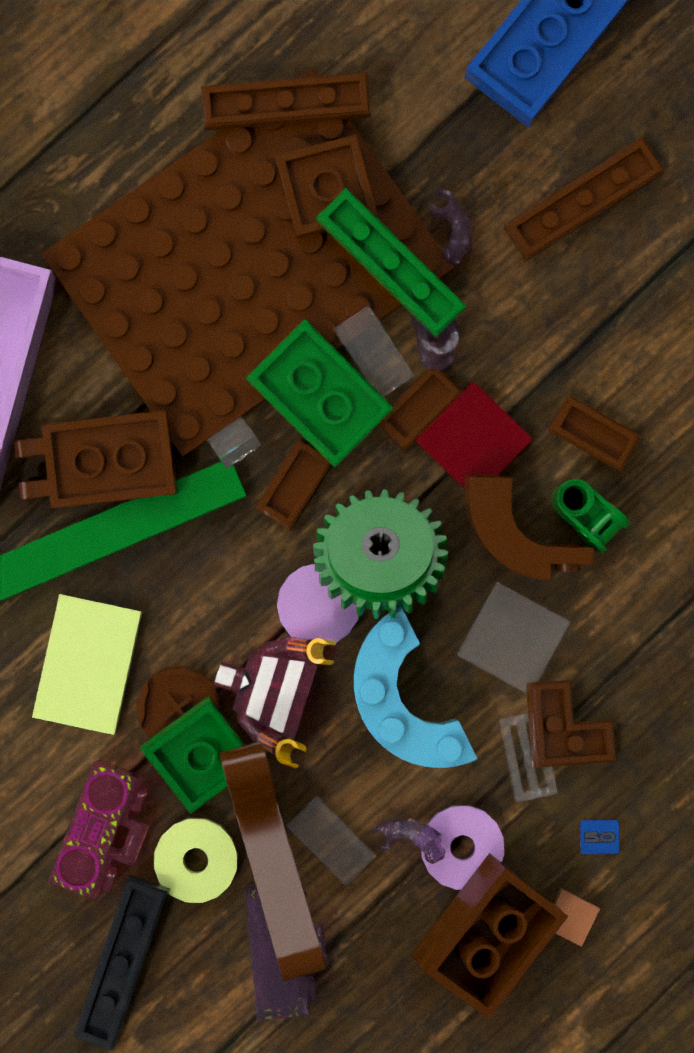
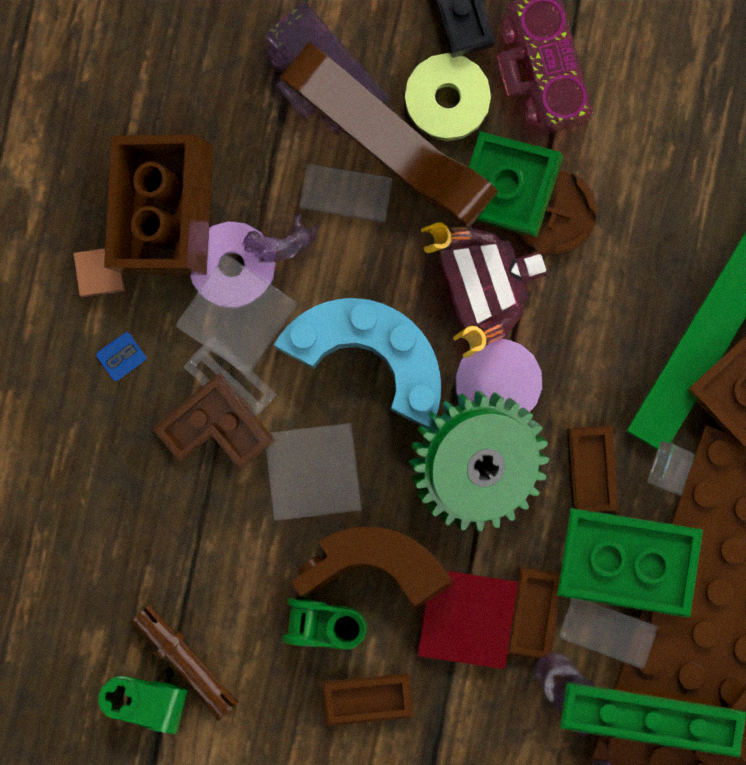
camera: 140 degrees right, 0 degrees up
(87, 664) = (656, 193): yellowish green tile -> none
(487, 804) = (236, 314): none -> clear tile

